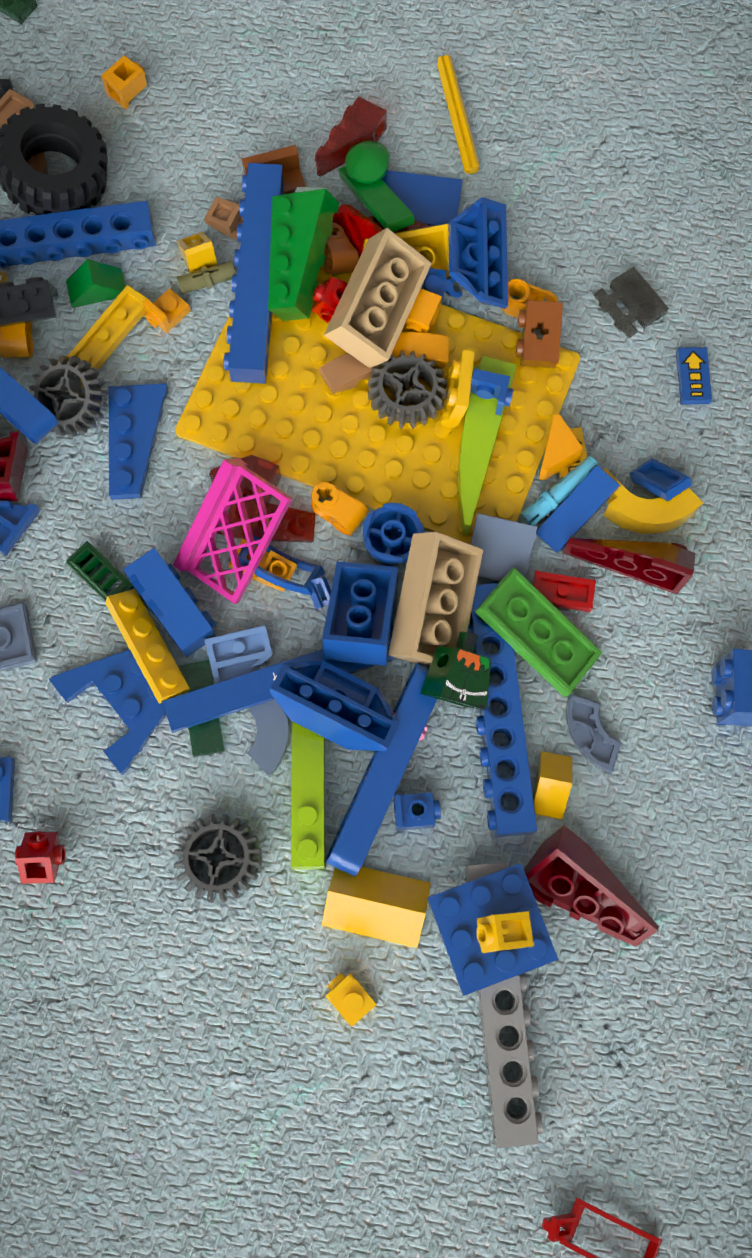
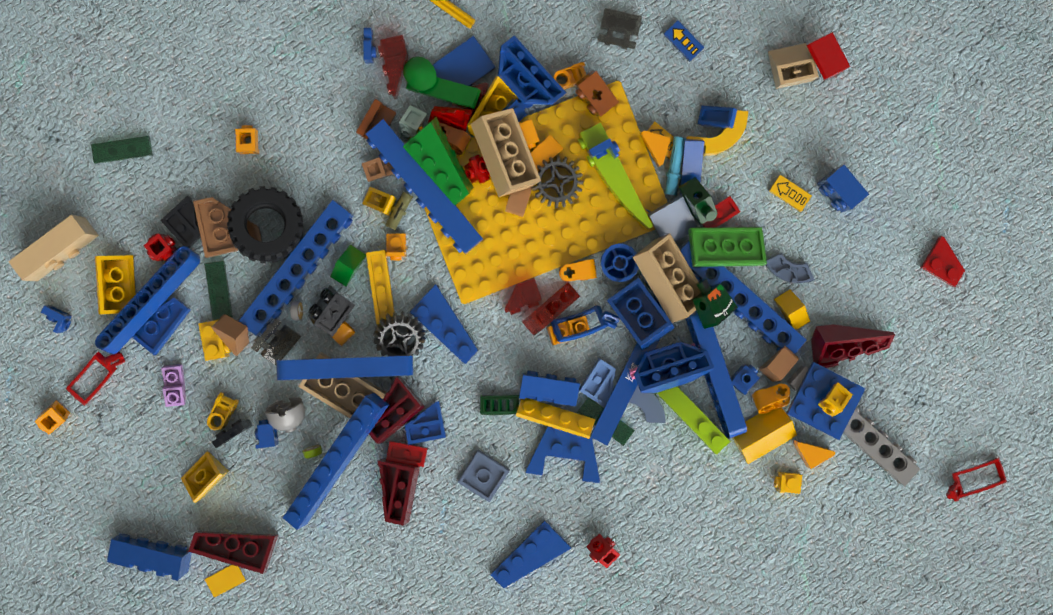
camera: 45 degrees left, 15 degrees up
(214, 511) = (532, 330): dark pink fence -> none
(216, 873) = (688, 492): dark grey gear -> none
(339, 99) = (369, 50): none -> blue plate
(414, 989) = (812, 454): none -> light orange slope
(424, 865) = (771, 399): none -> light orange piece
(458, 389) = (584, 160): yellow plate -> none
(474, 829) = (779, 364): none -> medium nougat slope
(551, 549) = (702, 208): none -> dark green torso
(652, 563) = (754, 158): dark red wedge -> none
(672, 645) = (790, 193): none -> yellow tile

